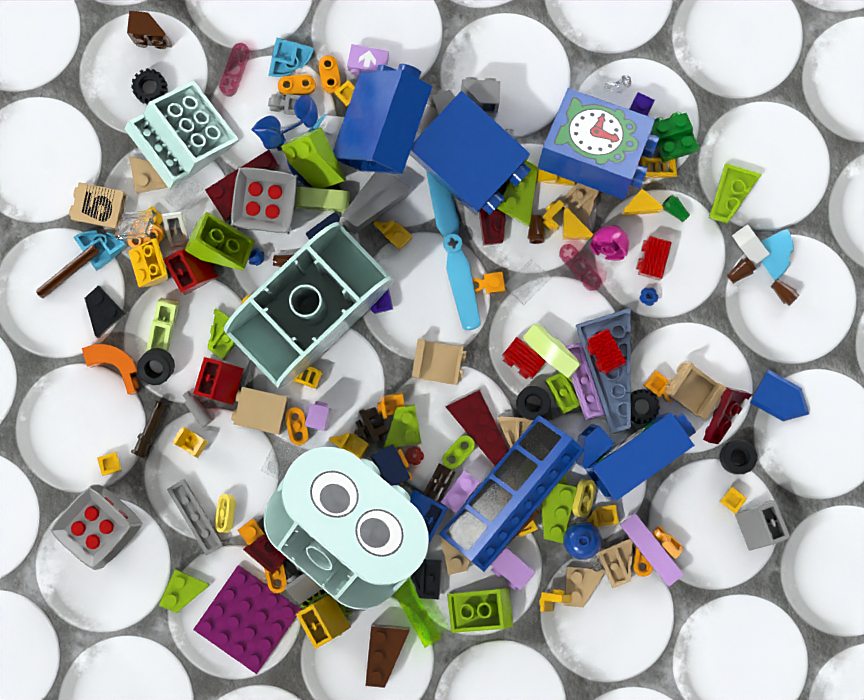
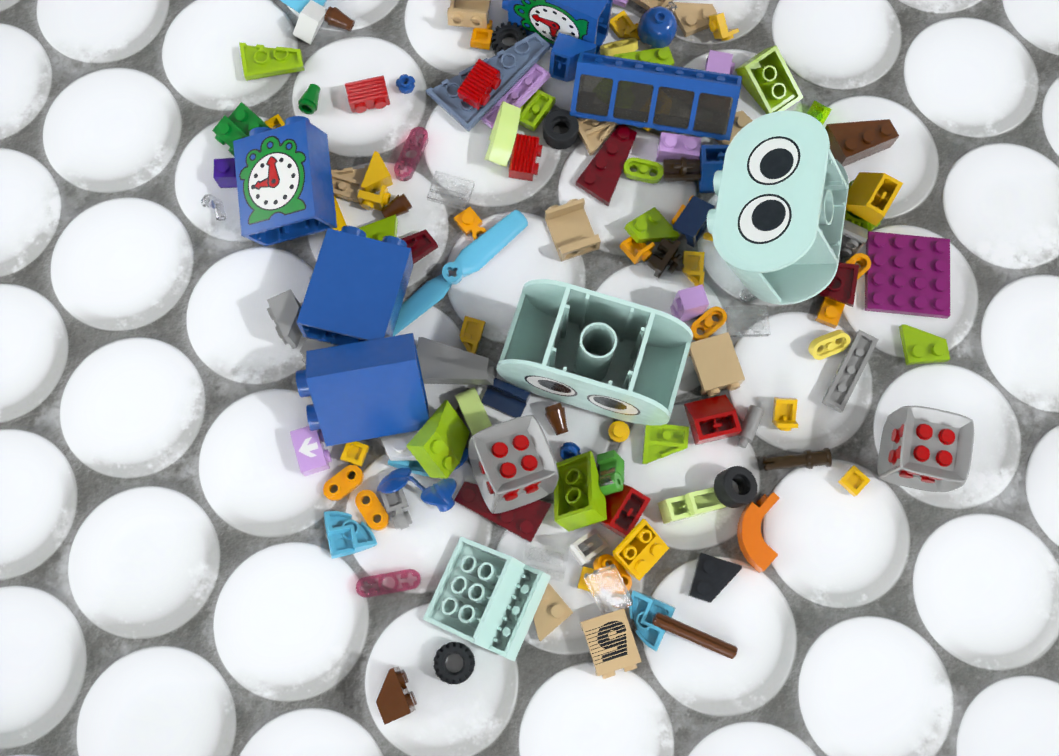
camera: 120 degrees left, 10 degrees down
(219, 276) = (611, 472): none -> bright green leg
(409, 455) = (669, 212): clear red plate -> none
(610, 242) = (373, 134): dark pink cylinder -> none
(642, 204) = (321, 121): yellow slope -> none

